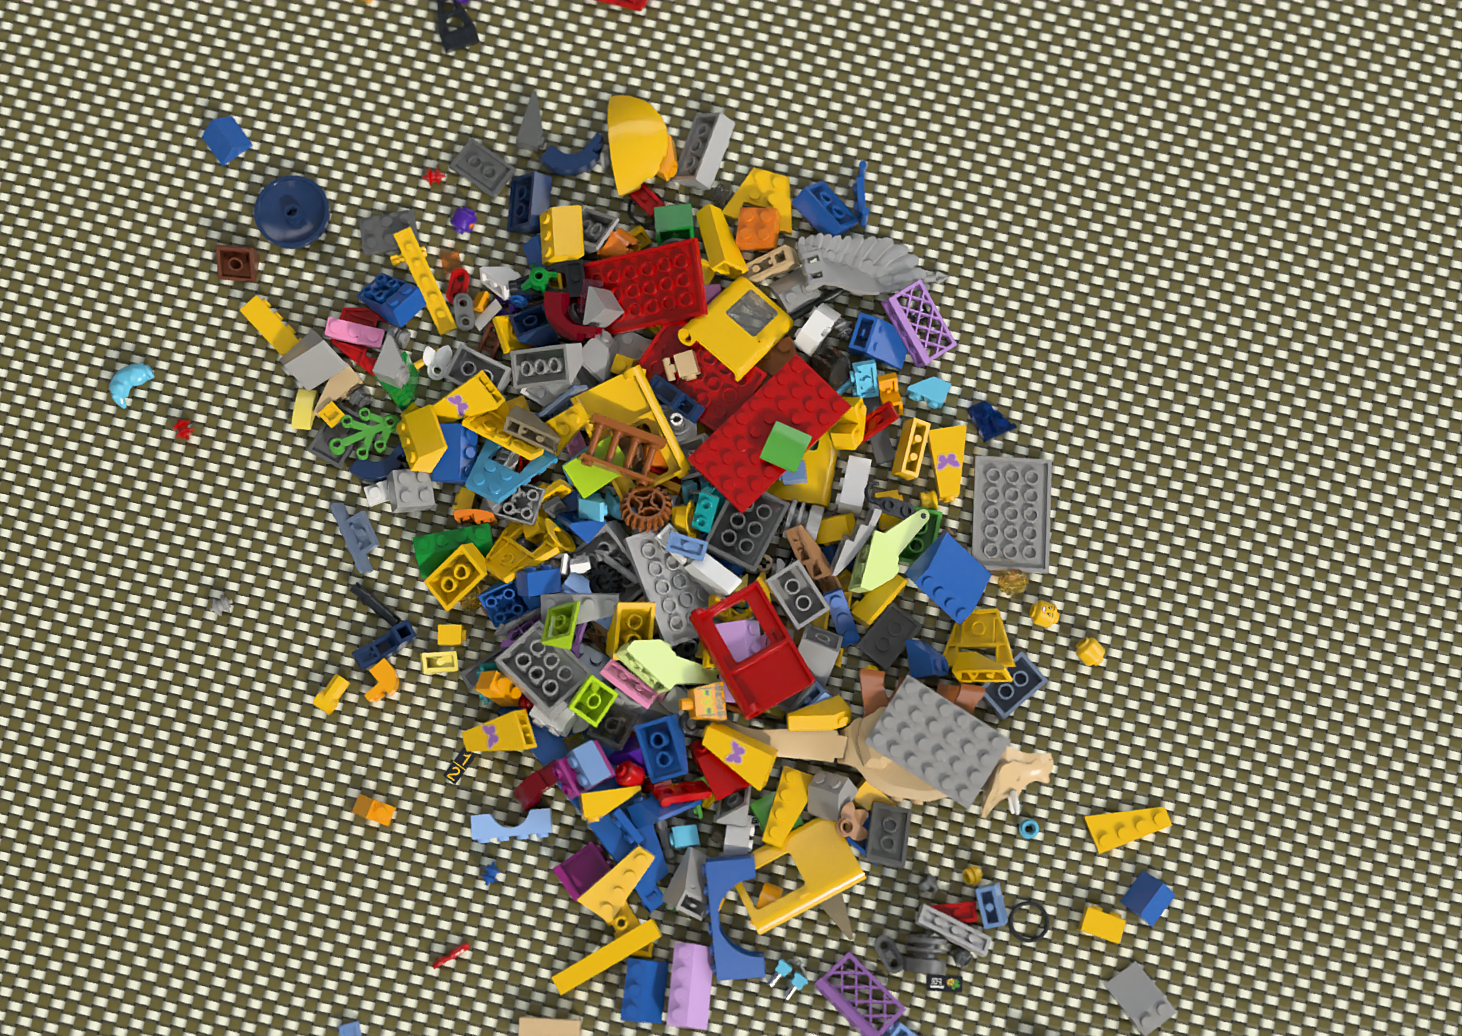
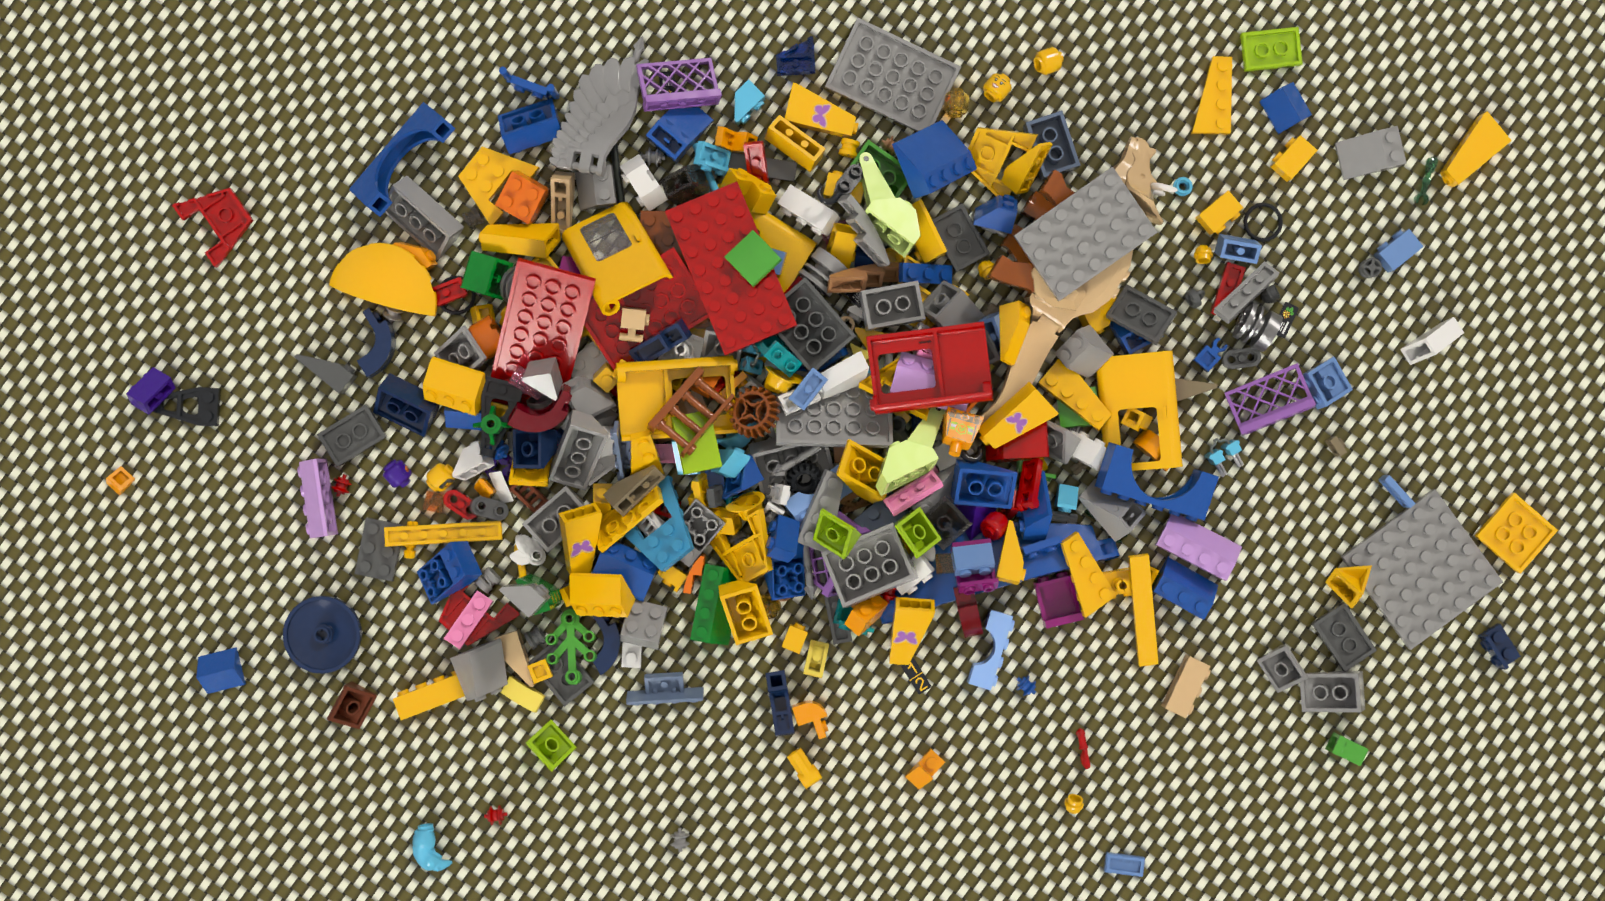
camera: 70 degrees left, 10 degrees up
(266, 452) = (551, 745): none -> lime slope
(372, 602) = (731, 700): black pin -> none
(393, 967) = (1074, 803): none -> yellow plate
(414, 161) = (318, 498): none -> lavender slope
(475, 258) = (440, 477): none -> yellow head
(713, 97) = (373, 183): none -> blue arch
(747, 613) = (890, 364): yellow piece -> none
(787, 874) = (1136, 419): none -> yellow brick
(854, 822) = (1117, 340): medium nougat plate -> none
(877, 921) = (1209, 356): none -> blue plate
(1018, 874) = (1219, 212): none -> yellow brick
(1196, 861) = (1271, 49): none -> lime tile

